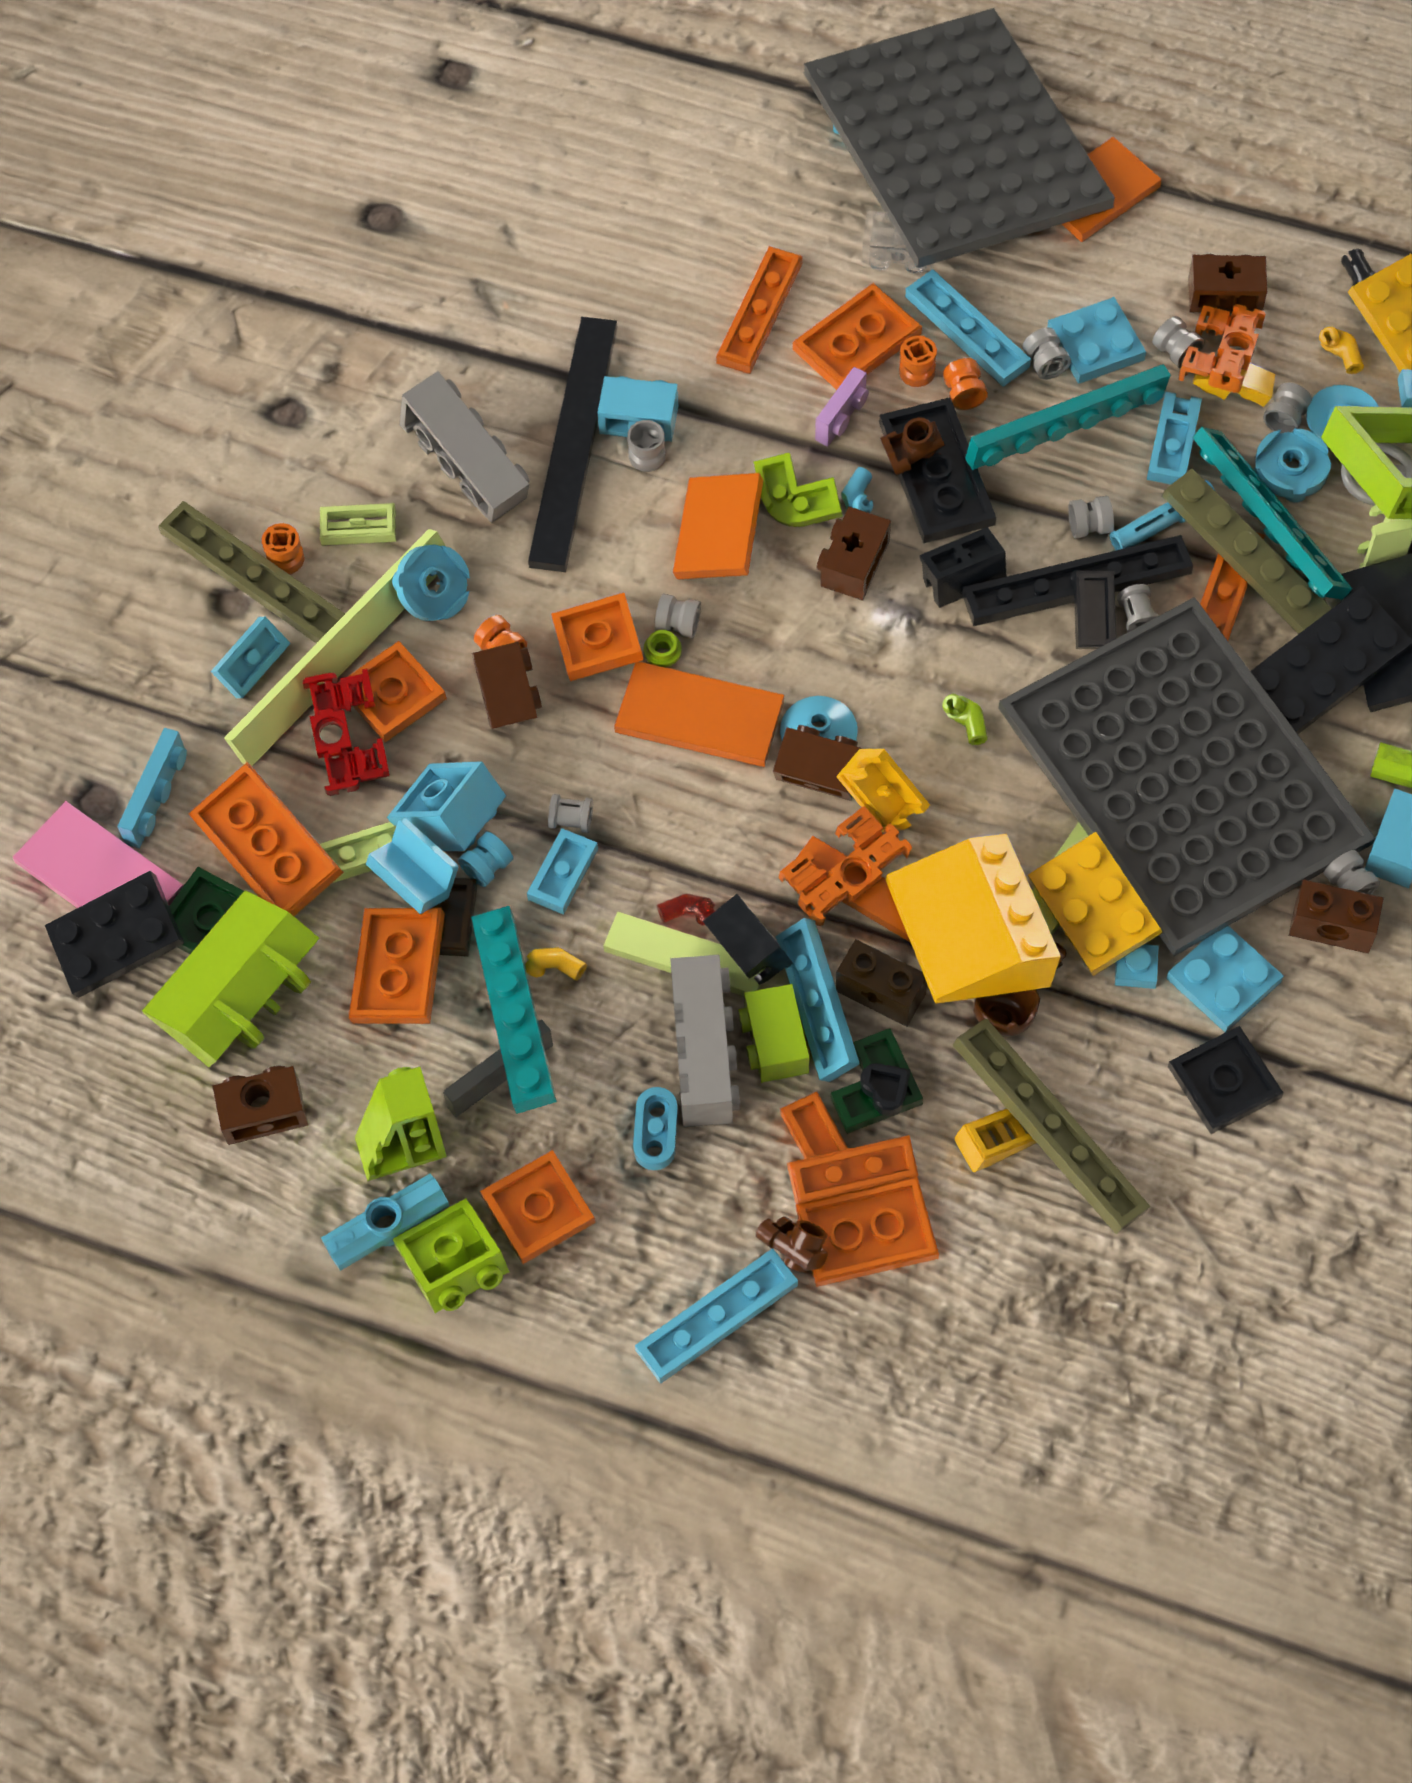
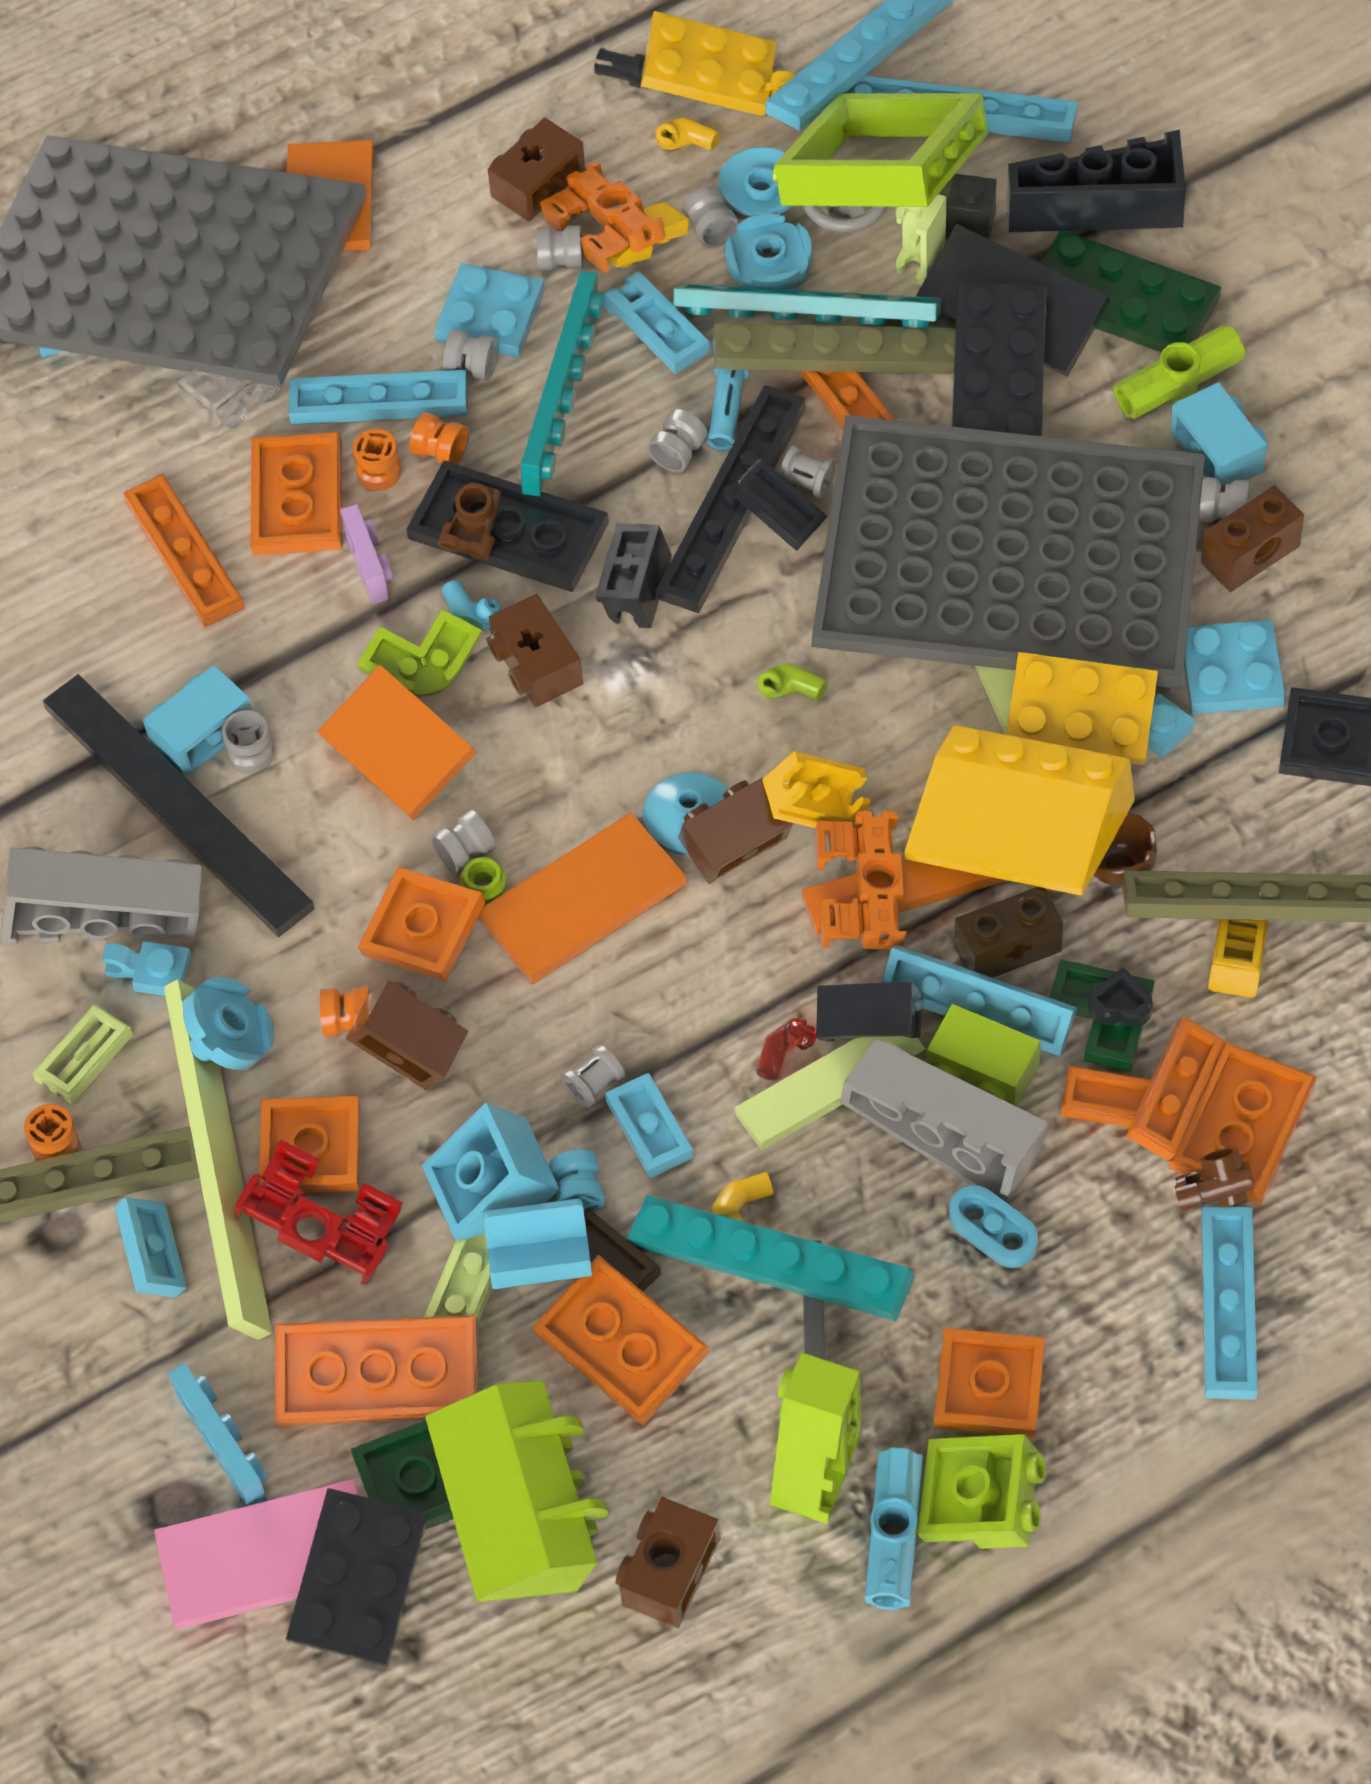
camera: 50 degrees left, 5 degrees down
(446, 516) = (151, 968): none -> medium azure plate

